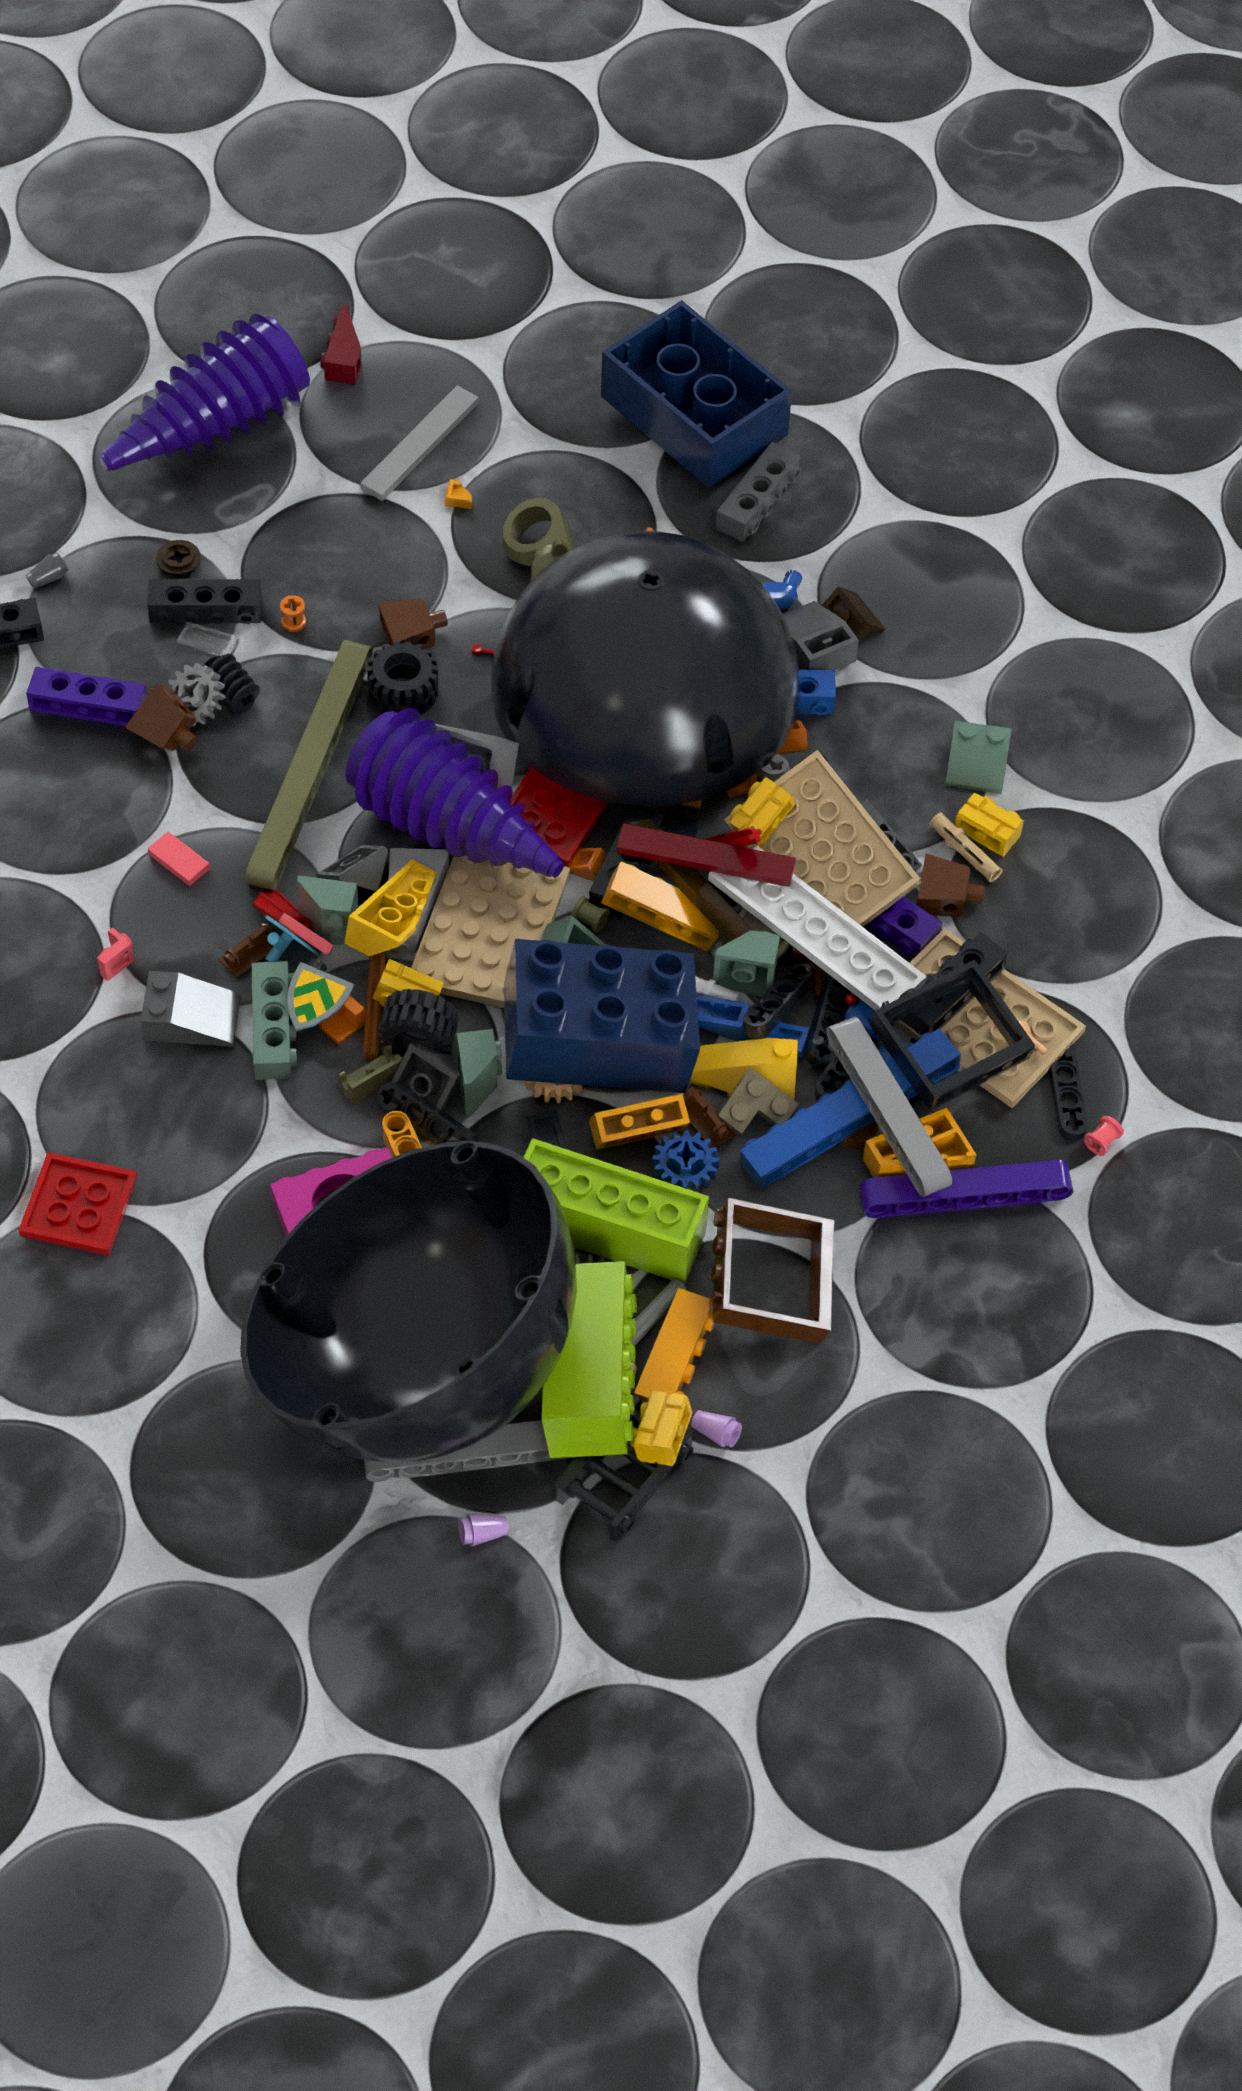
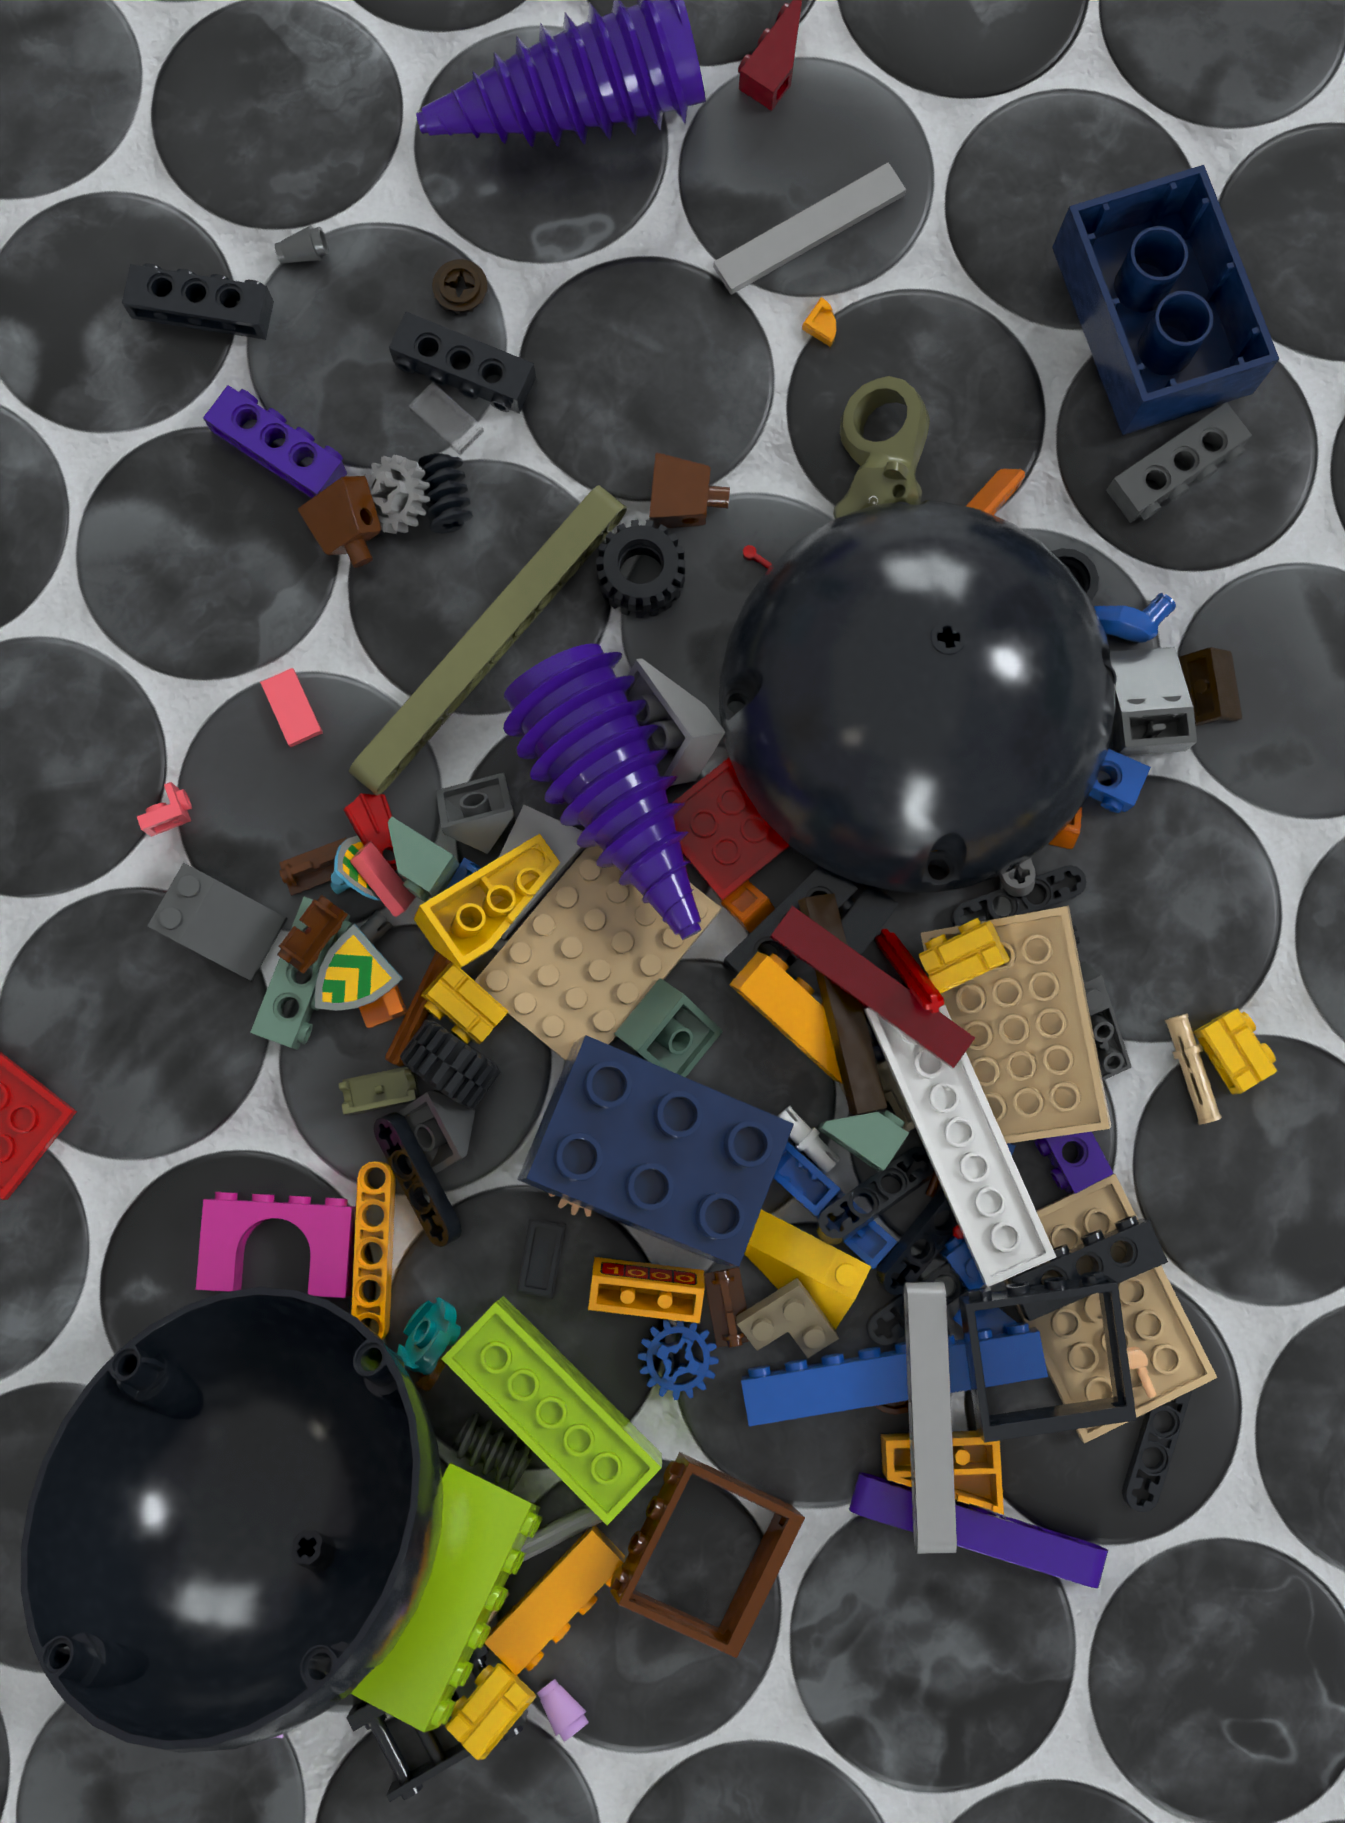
camera: 25 degrees right, 25 degrees up
(270, 985) = (304, 948): none -> reddish brown hinge
(298, 609) = (547, 417): orange bush -> none
(478, 1066) = (493, 1144): sand green slope -> none
(590, 914) = (716, 979): olive bush -> none
(946, 887) = (1144, 1117): reddish brown torso -> none
(978, 757) = (1266, 952): sand green slope -> none
(1103, 1135) = (1168, 1527): coral bush -> none

